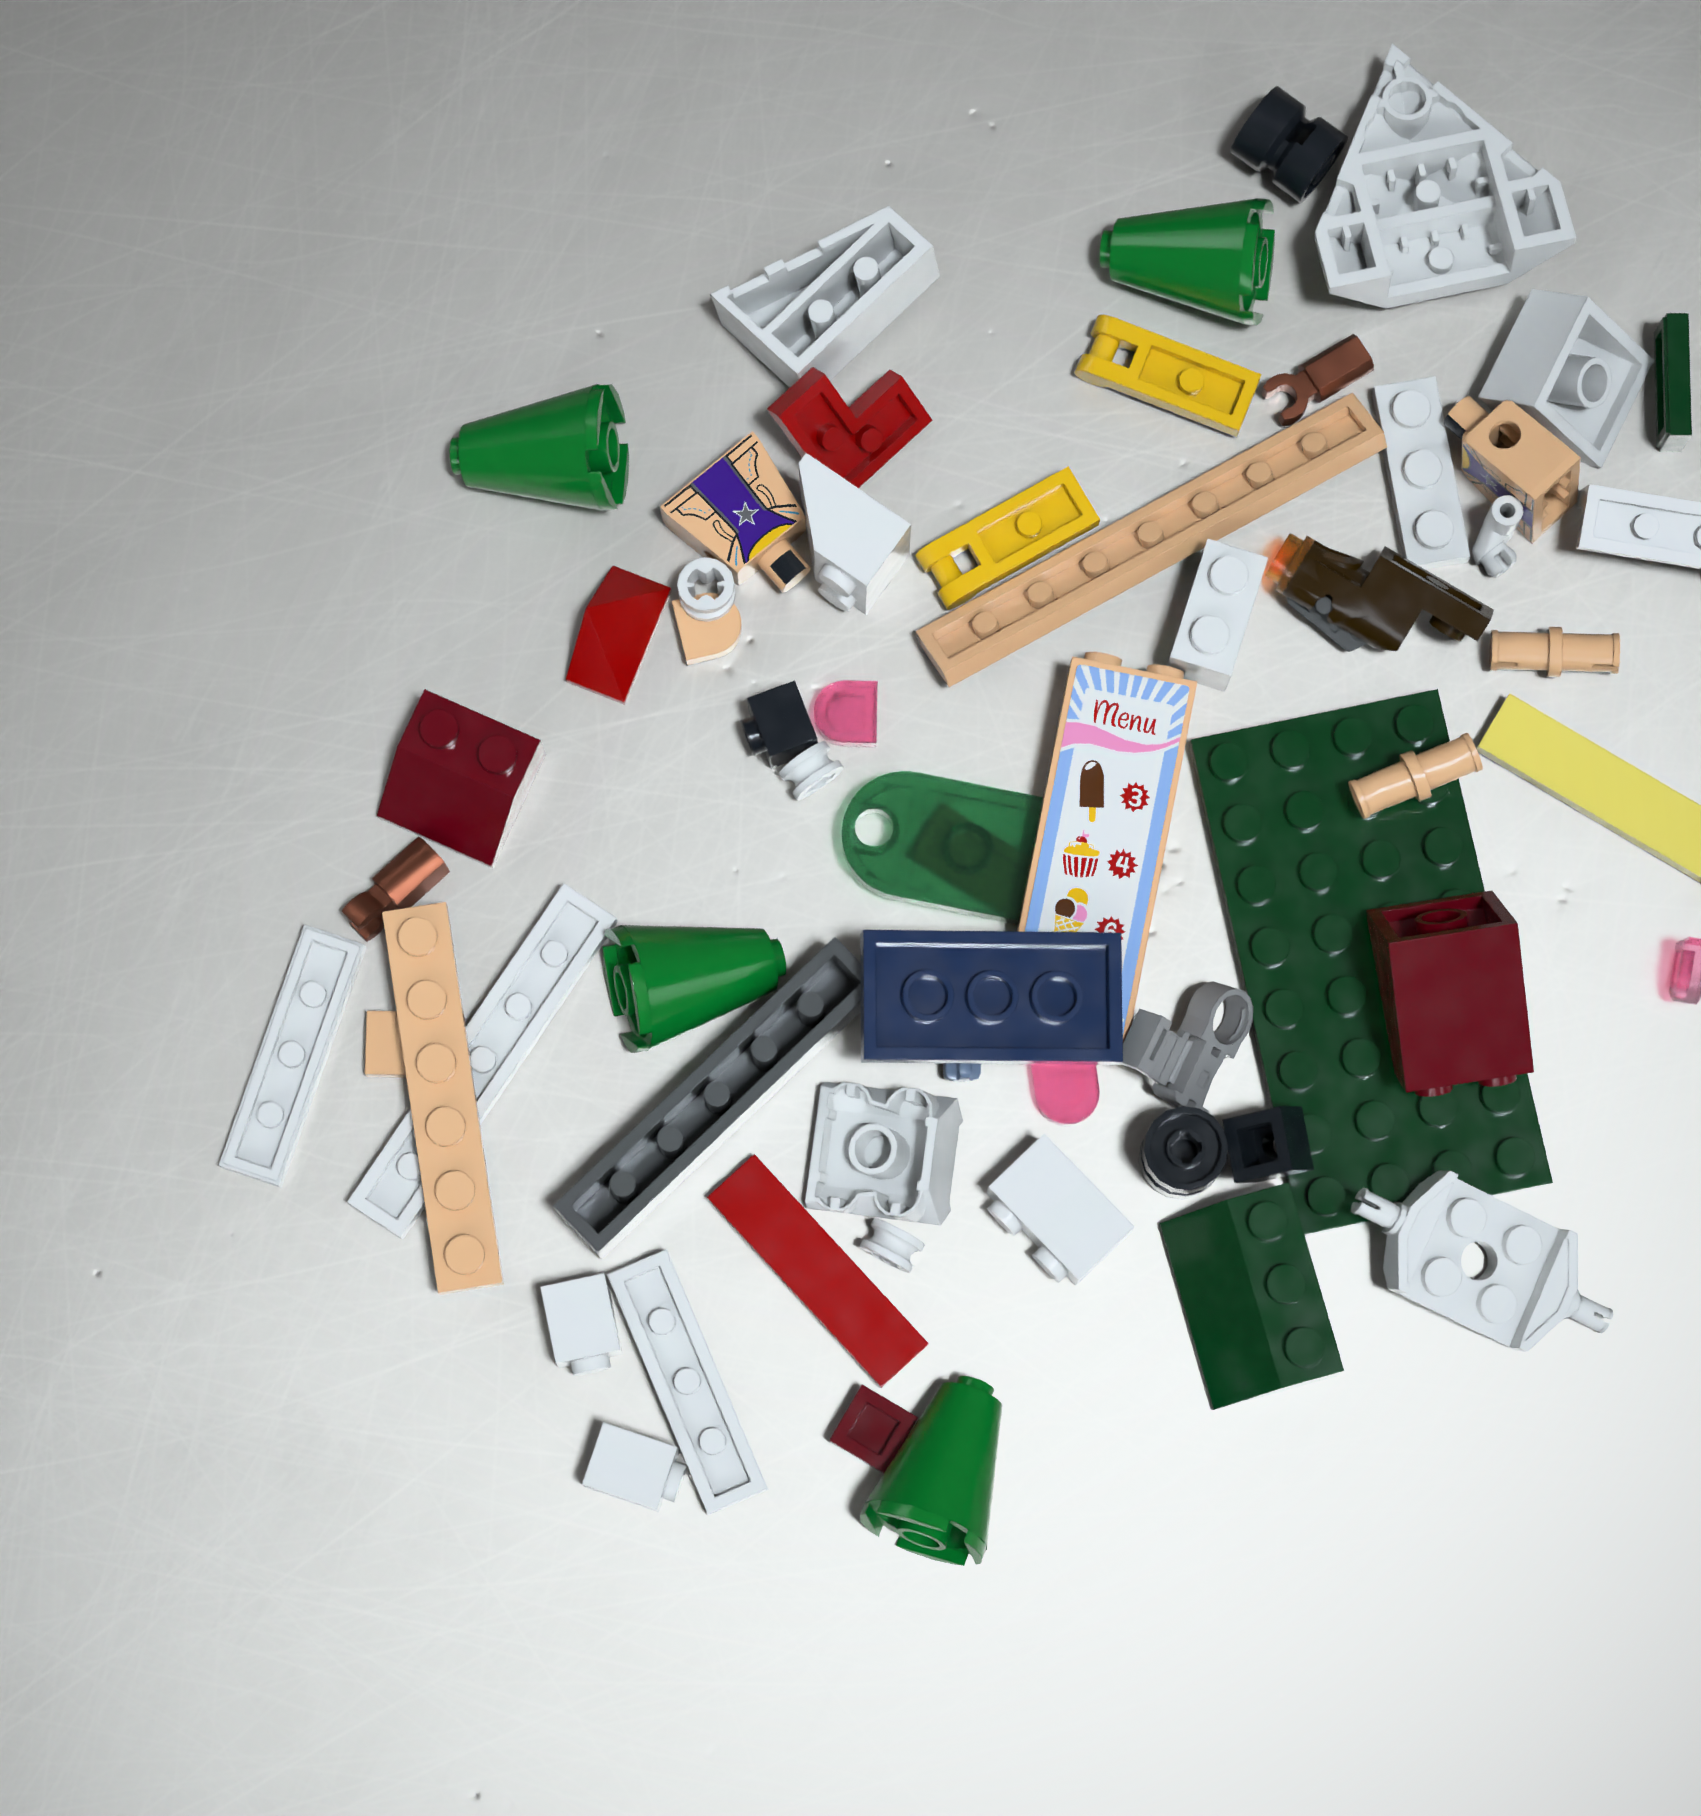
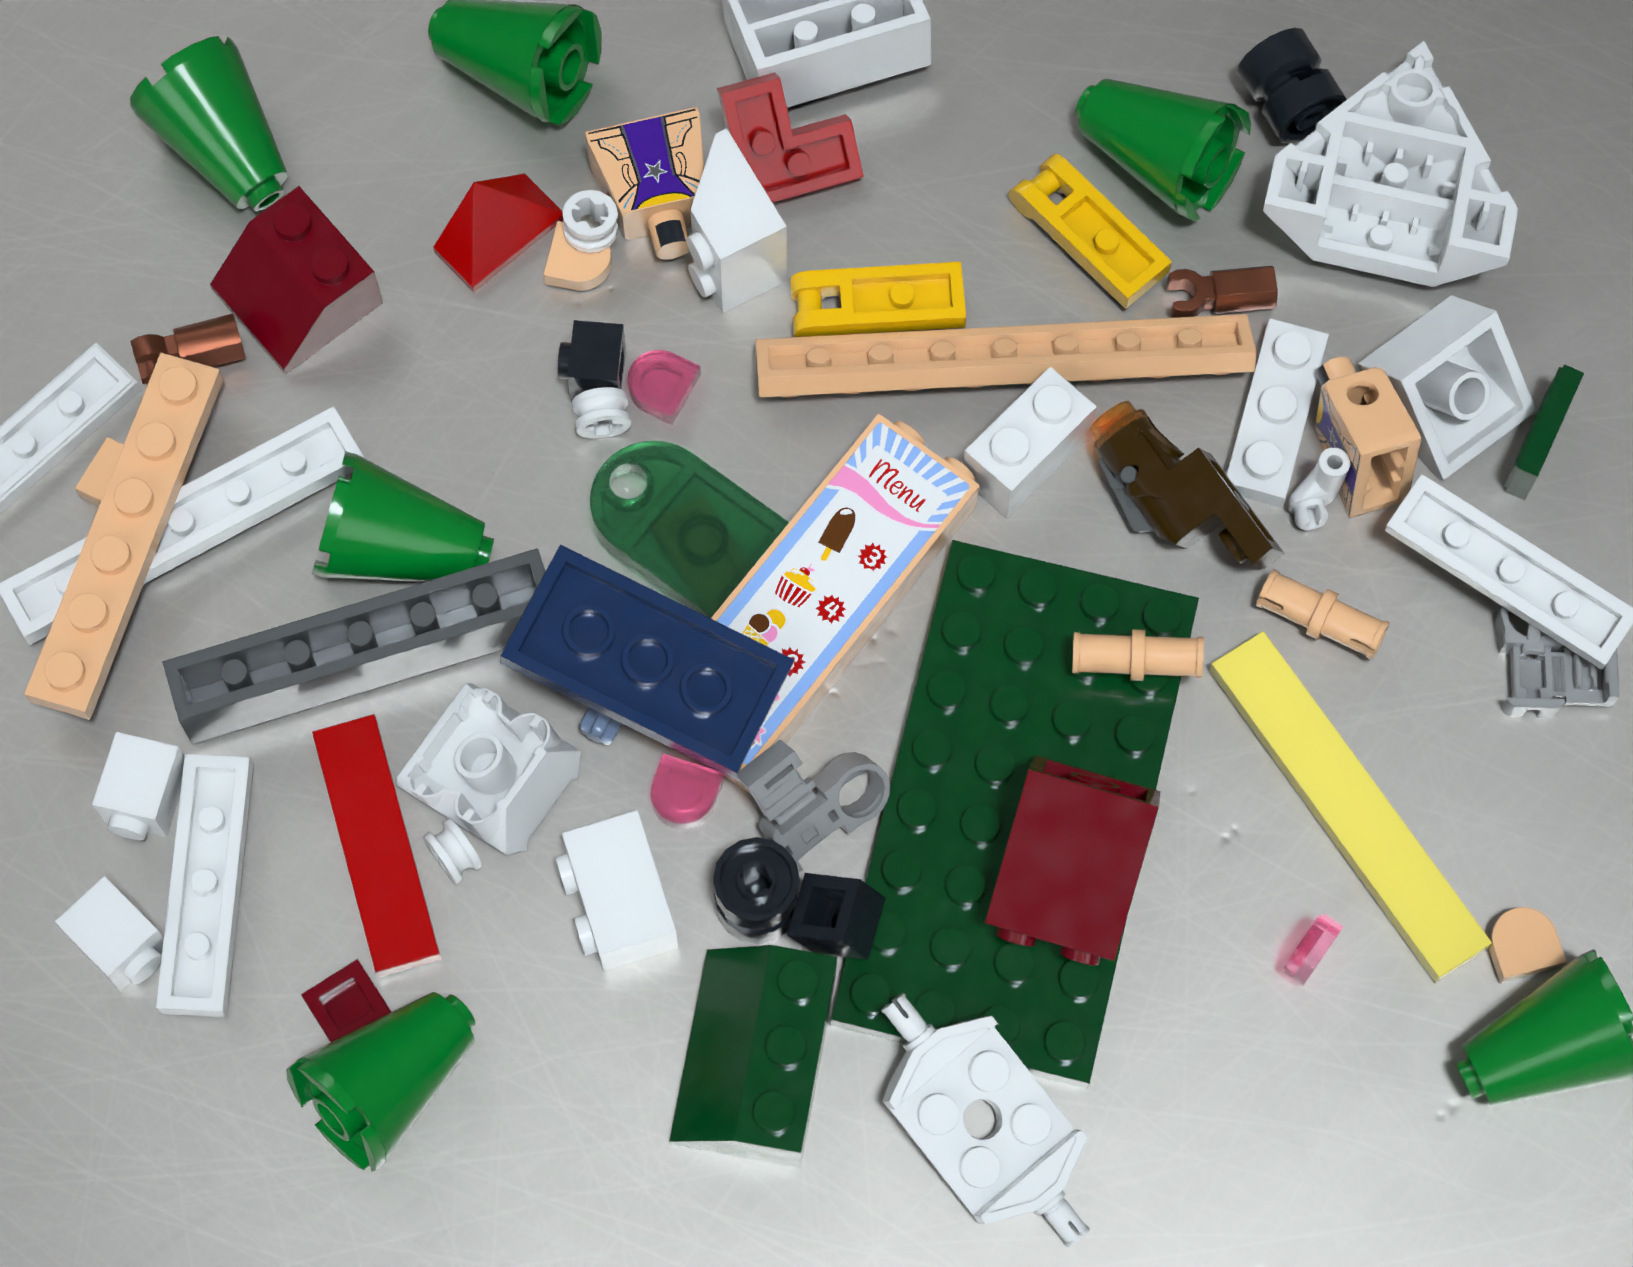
camera: 25 degrees right, 10 degrees down
(308, 661) = (215, 122): none -> green cone

